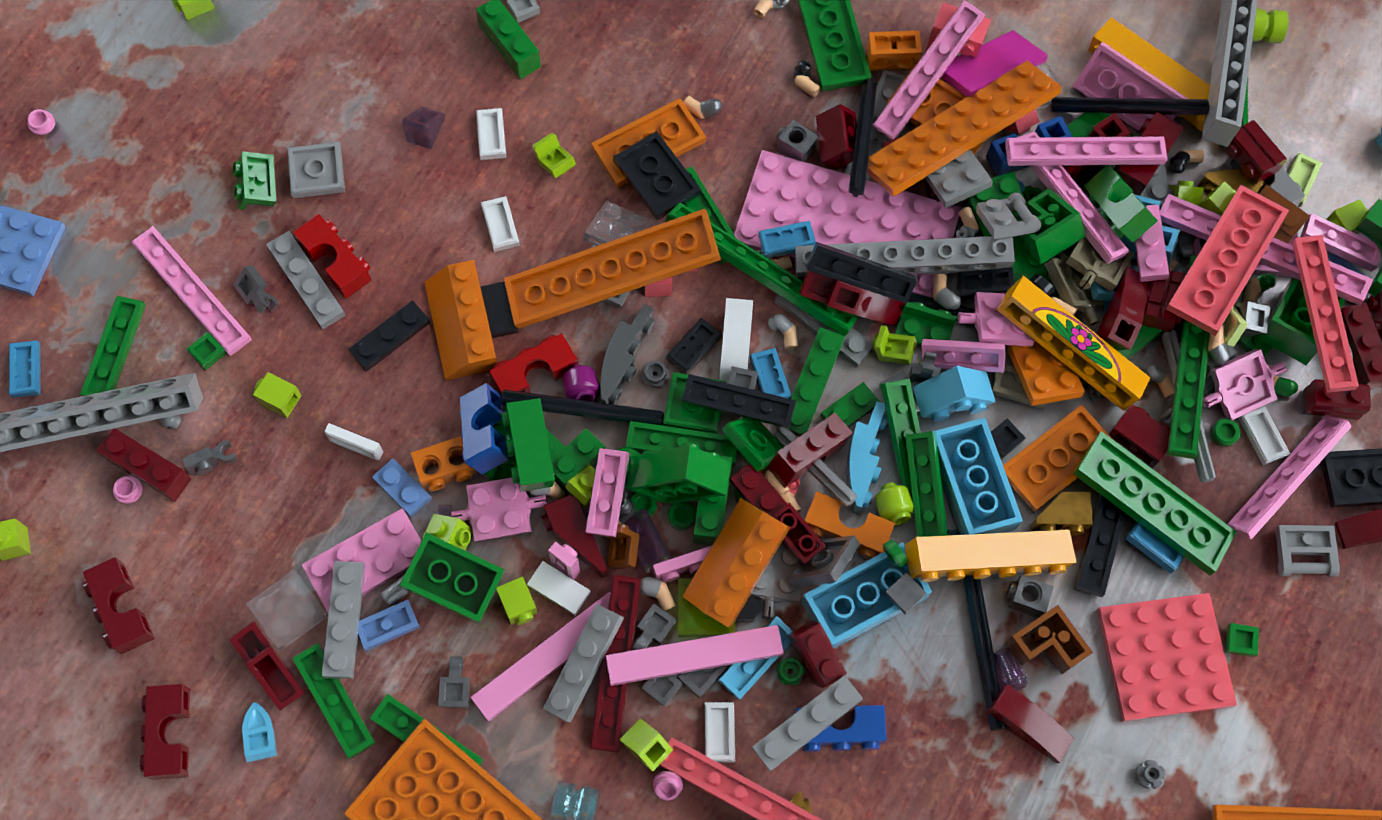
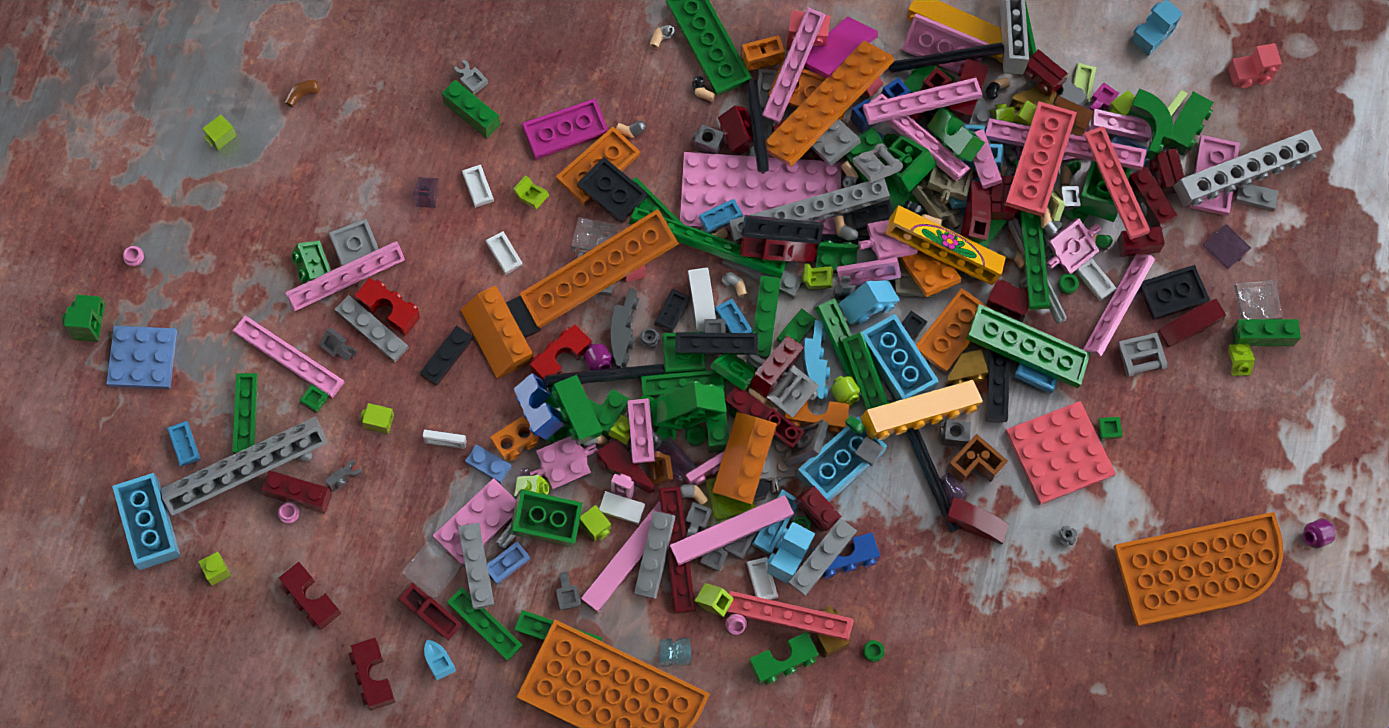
camera: 15 degrees left, 0 degrees up
(291, 206) = (345, 276): none -> bright pink tile
(619, 88) = (565, 128): none -> dark pink tile
(769, 702) = (791, 551): none -> medium azure brick
(827, 492) = (796, 394): none -> light grey plate
(1325, 202) = (1103, 97): none -> dark pink plate

